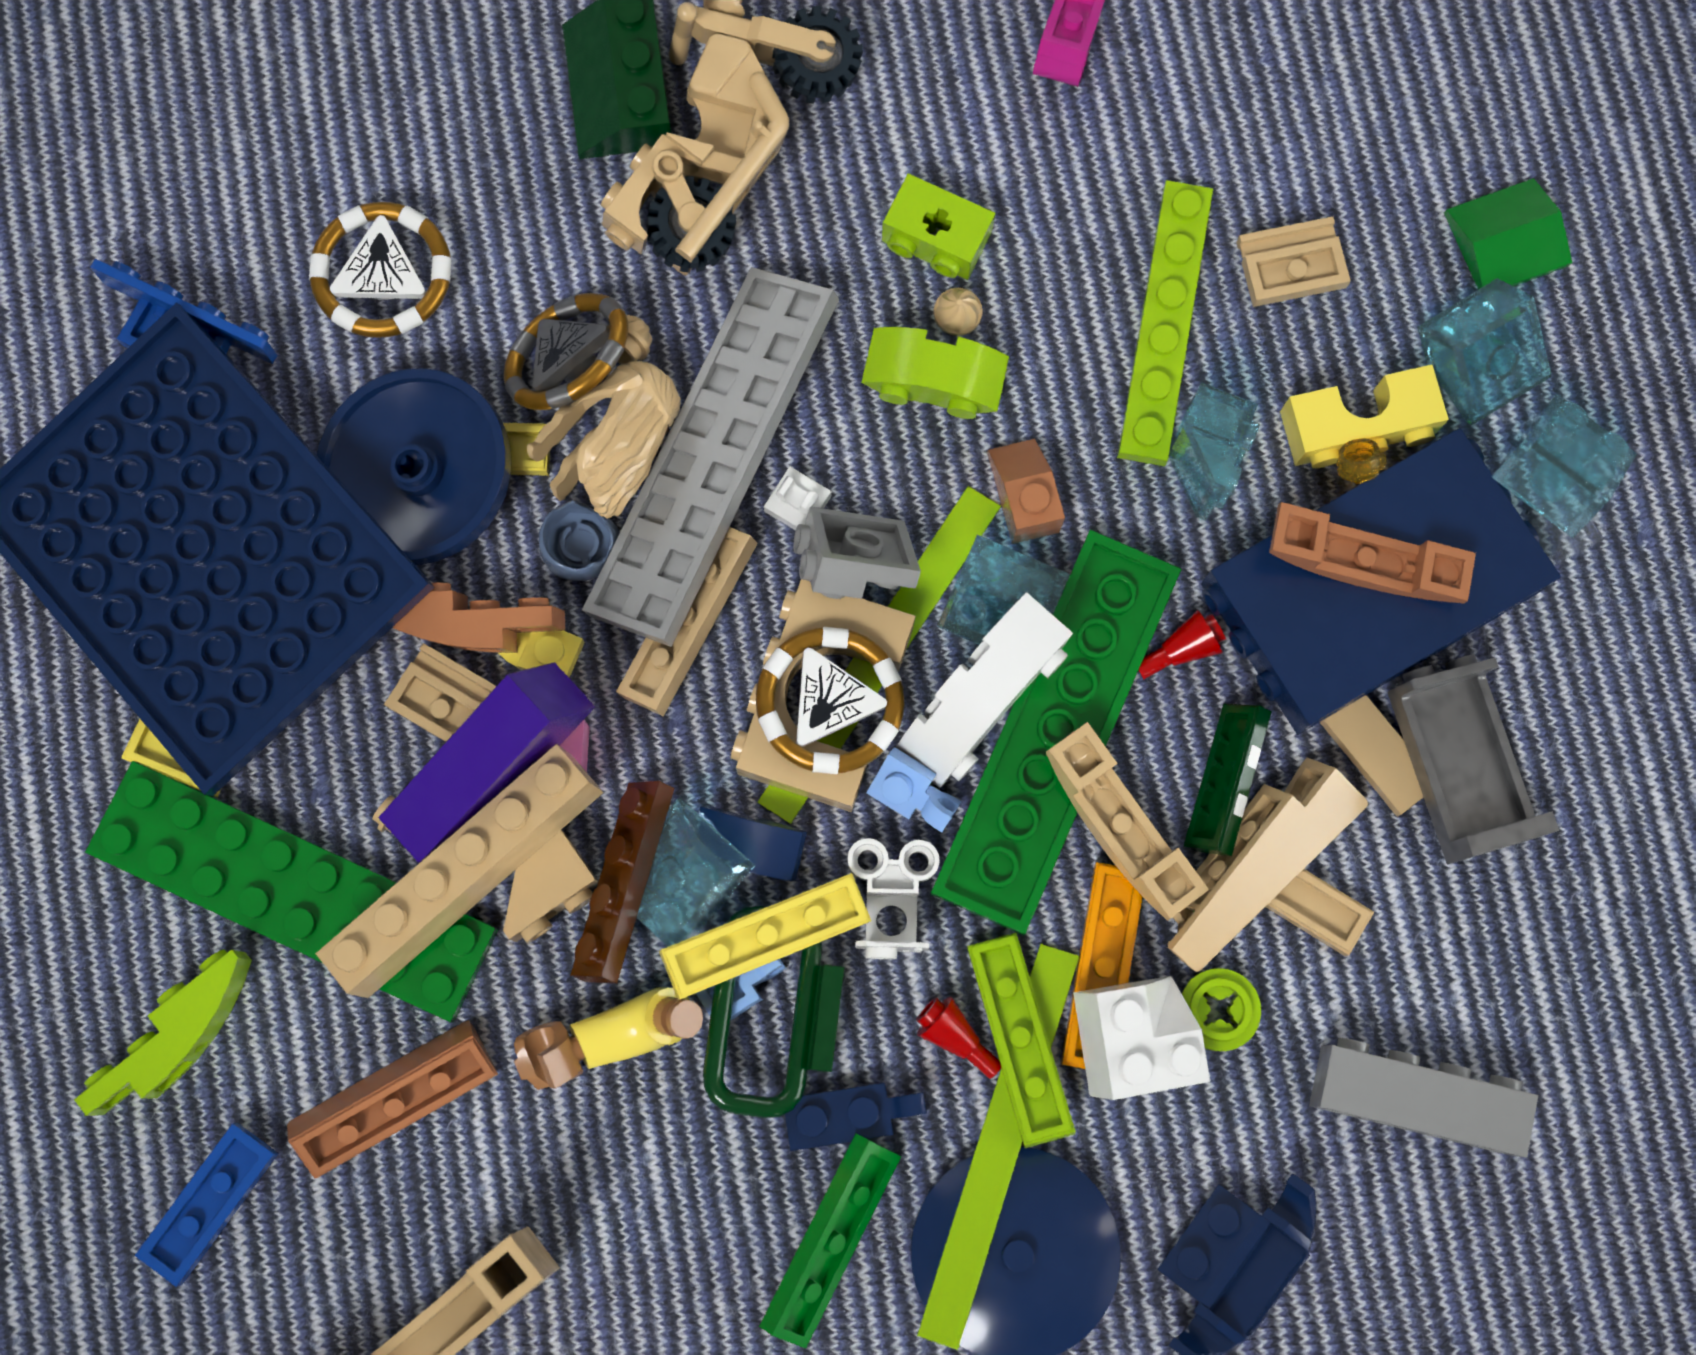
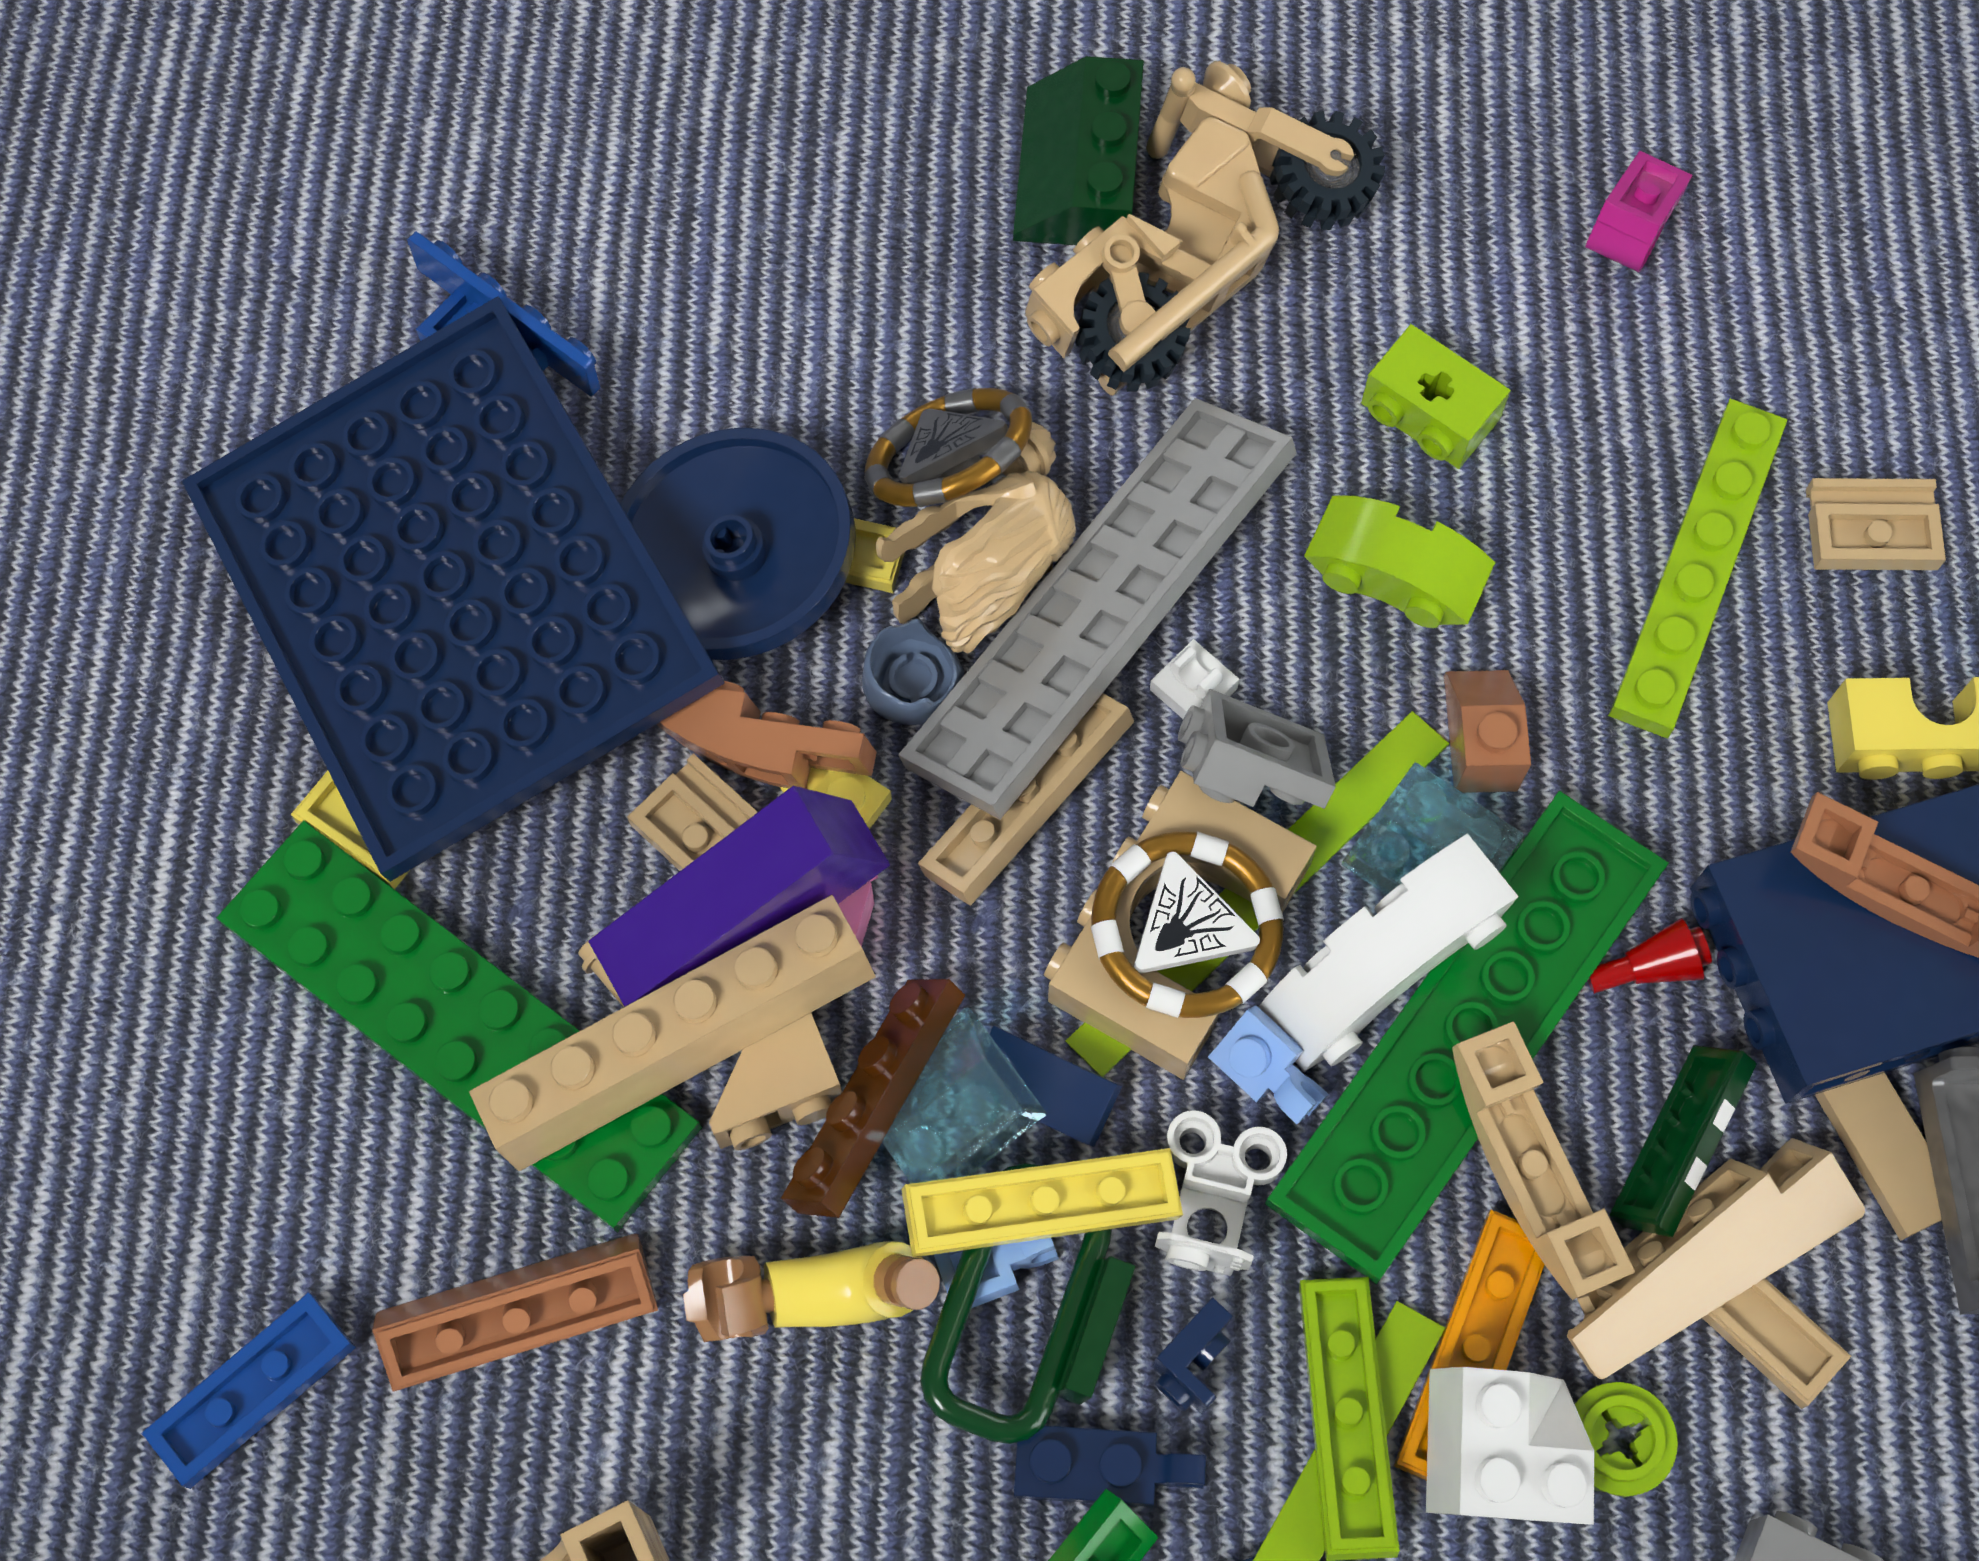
camera: 15 degrees right, 10 degrees down
(186, 1025) = (286, 1155): lime slope -> none
(379, 269) = (746, 312): piece -> none
(901, 1011) = (1197, 1344): none -> dark blue bracket
(949, 1029) = (1255, 1383): red cone -> none
(958, 311) = (1440, 498): tan plate -> none
(1209, 444) = (1736, 718): clear light blue slope -> none
(1360, 460) = (1925, 774): clear yellow plate -> none

